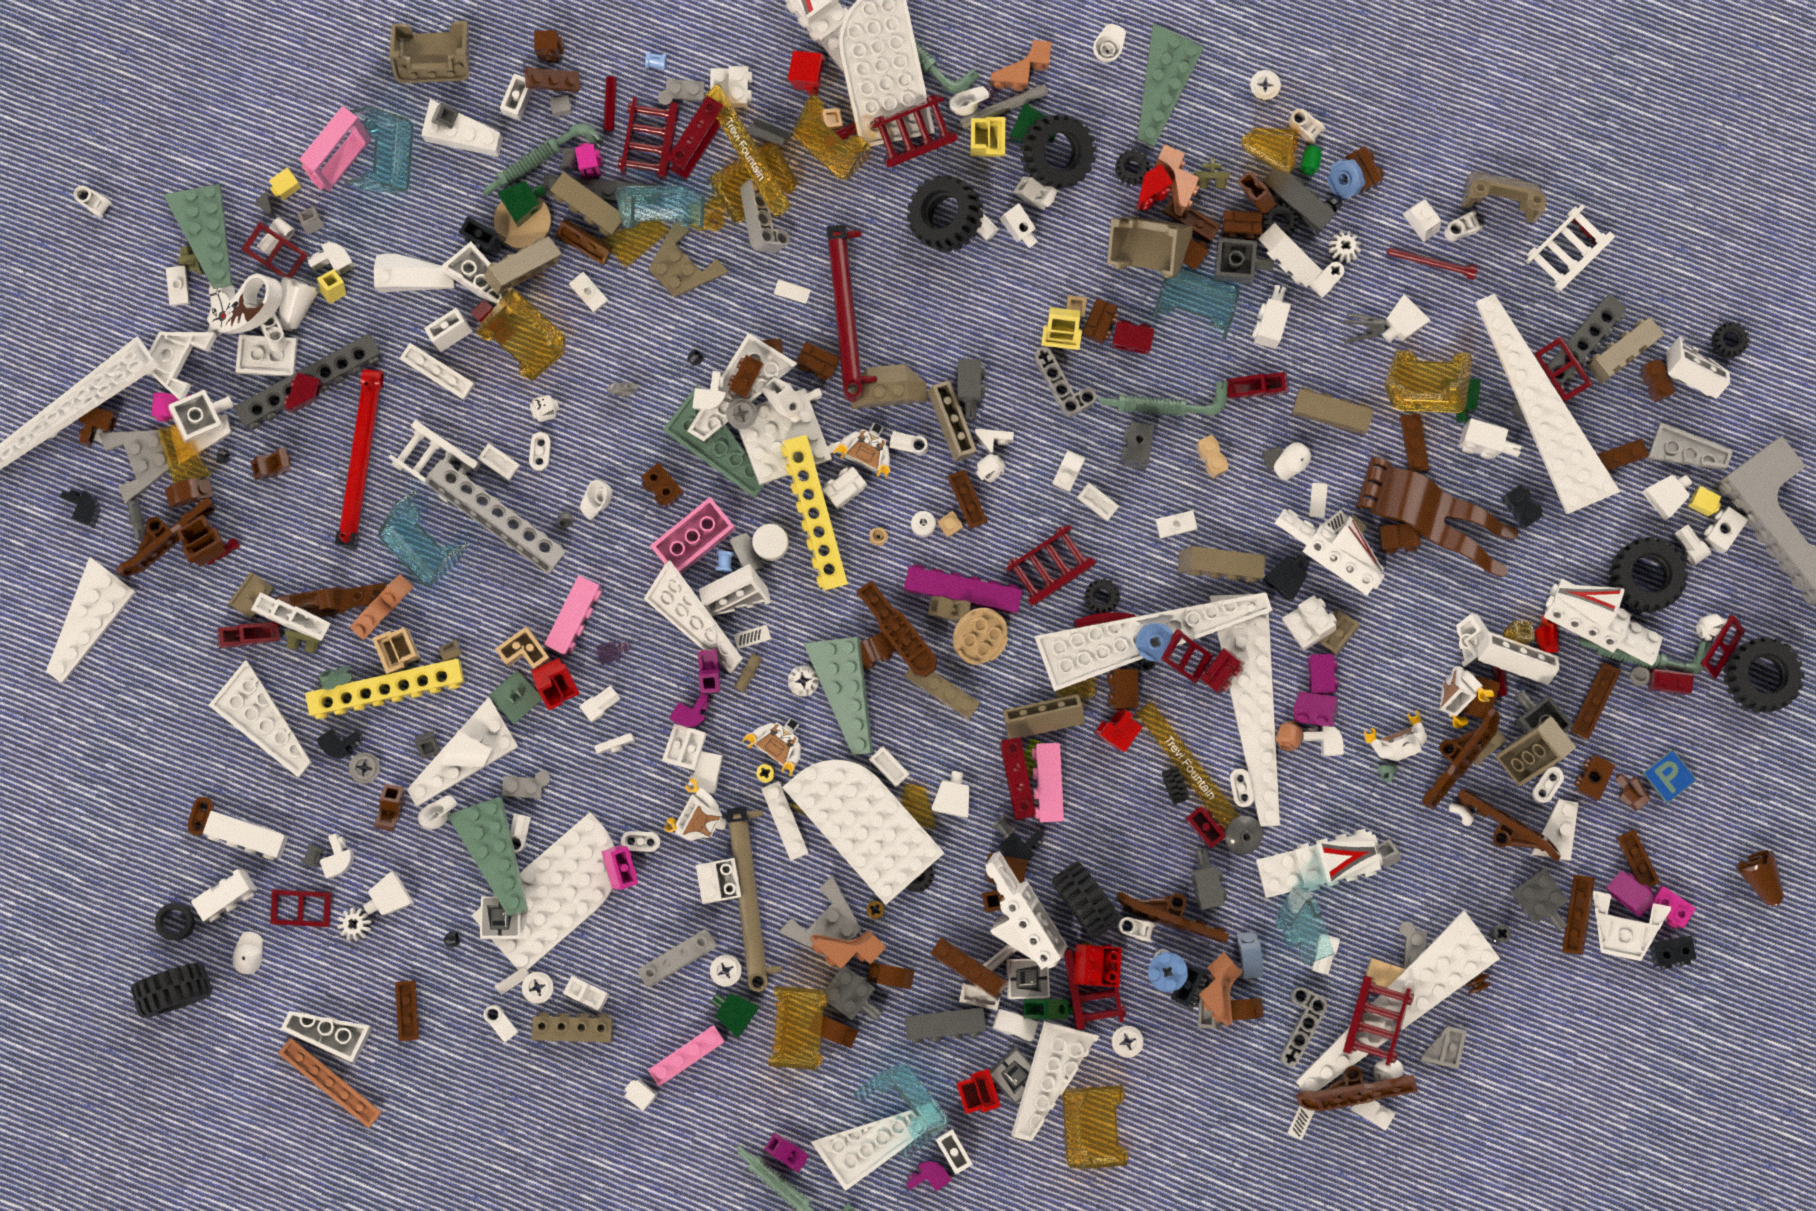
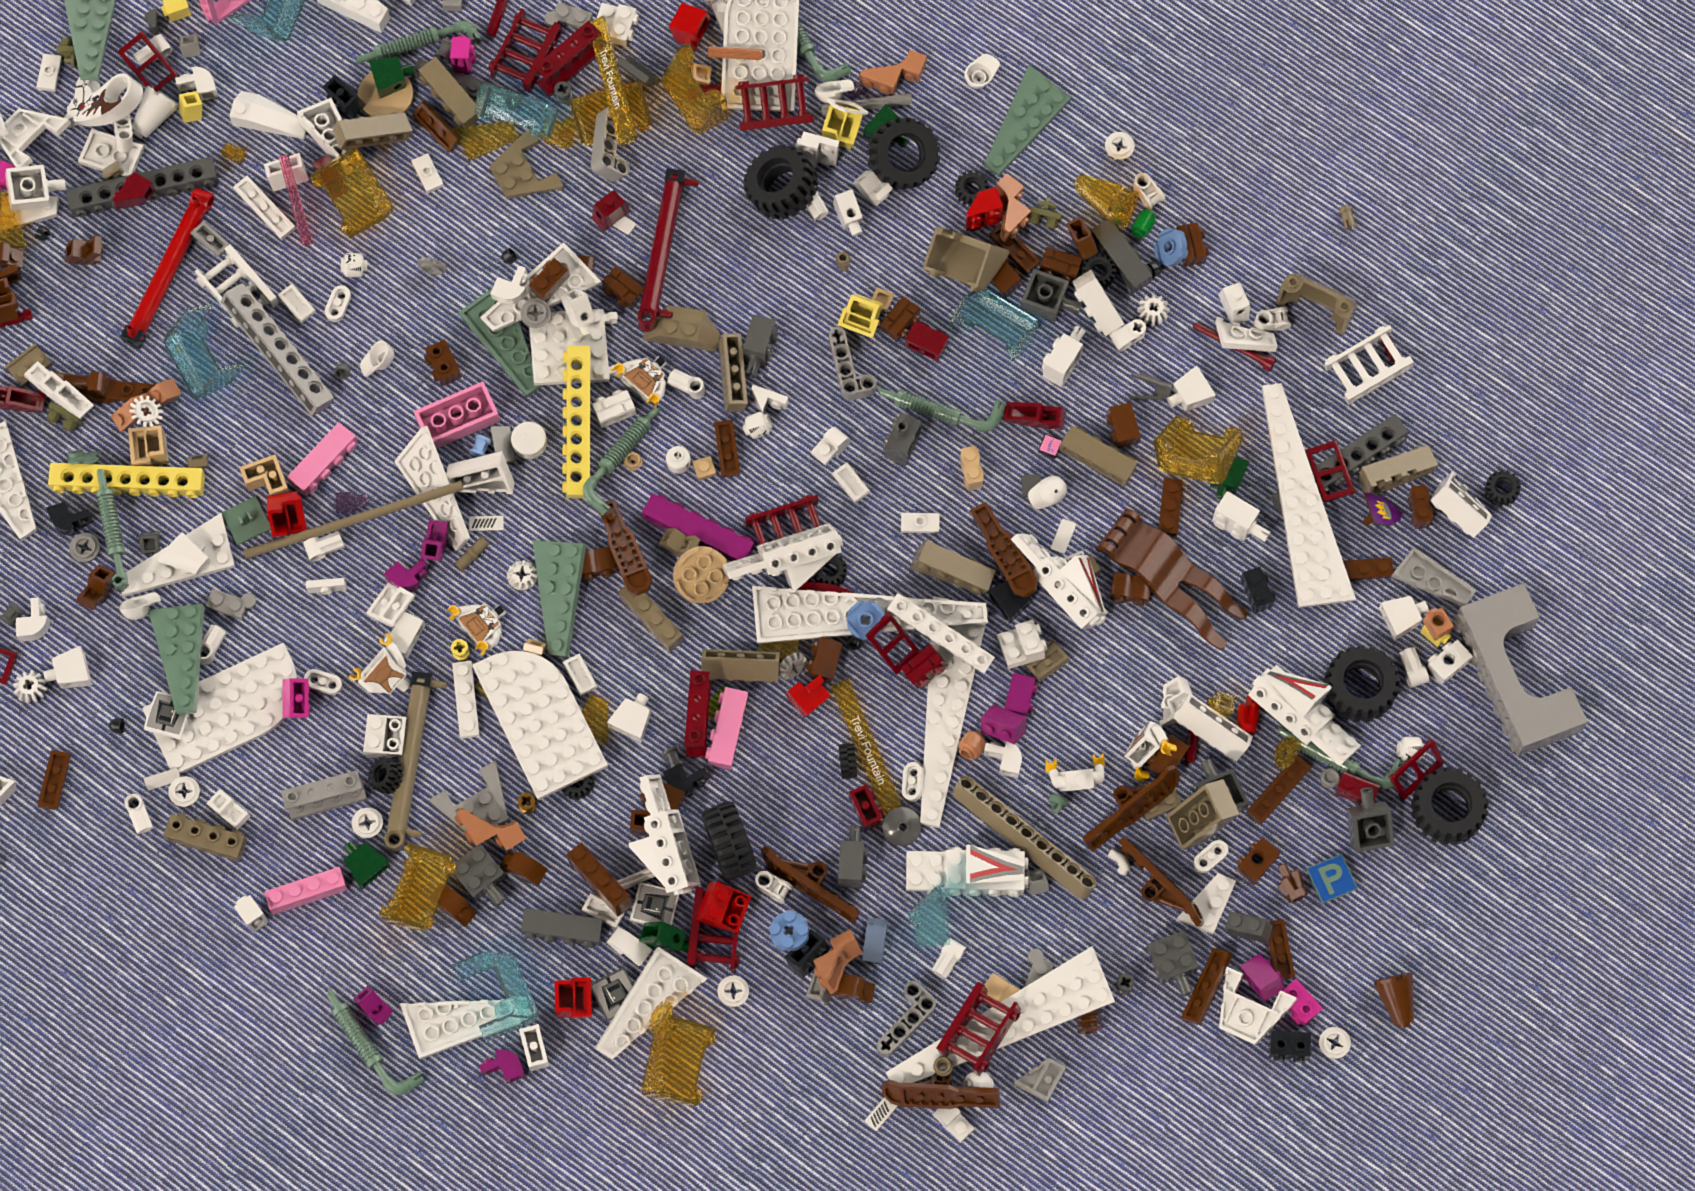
camera: 15 degrees right, 10 degrees down
(273, 374) = (112, 171): none -> dark tan slope
(387, 746) = (111, 530): none -> sand green piece
(388, 322) = (233, 153): none -> clear yellow piece
(391, 612) = (153, 409): none -> white gear
(393, 419) = (210, 239): none -> light grey slope
(466, 357) = (295, 199): none -> clear pink axle
(623, 671) = (354, 519): none -> dark tan piece
(696, 177) = (563, 87): none -> dark grey bush
(738, 918) = (389, 768): none -> black tyre
(782, 285) = (611, 209): none -> dark red torso
(837, 751) = (534, 647): none -> tan plate
(860, 90) = (735, 53): none -> nougat axle
(861, 538) = (616, 456): none -> sand green piece
(971, 168) = (818, 149): none -> white plate
(972, 115) = (861, 111): none -> white piece
(1028, 281) = (843, 261): none -> dark tan pin
(1069, 1081) = (657, 1023): none -> clear yellow gear
(1072, 602) = (796, 554): none -> white wedge
(1094, 704) = (786, 668): none -> light grey gear
(1231, 636) = (940, 633): none -> white brick
(1270, 536) = (1005, 552): none -> reddish brown piece
(1281, 412) = (1050, 446): none -> bright pink tile
(1348, 373) = (1123, 424): none -> reddish brown brick
(1352, 1071) = (940, 1060): none -> dark tan plate
(1365, 815) = (1024, 837): none -> dark tan beam
(1439, 254) = (1237, 337): none -> white wing
(1508, 101) = (1347, 217): none -> dark tan pin
(1588, 658) = (1285, 761): none -> clear yellow gear
(1604, 847) = (1248, 927): none -> dark grey brick
(1622, 395) = (1381, 511): none -> dark purple shield
(1694, 714) = (1370, 824): none -> dark grey brick
(1716, 496) = (1438, 631): none -> nougat brick
(1720, 931) = (1343, 1040): none -> white gear

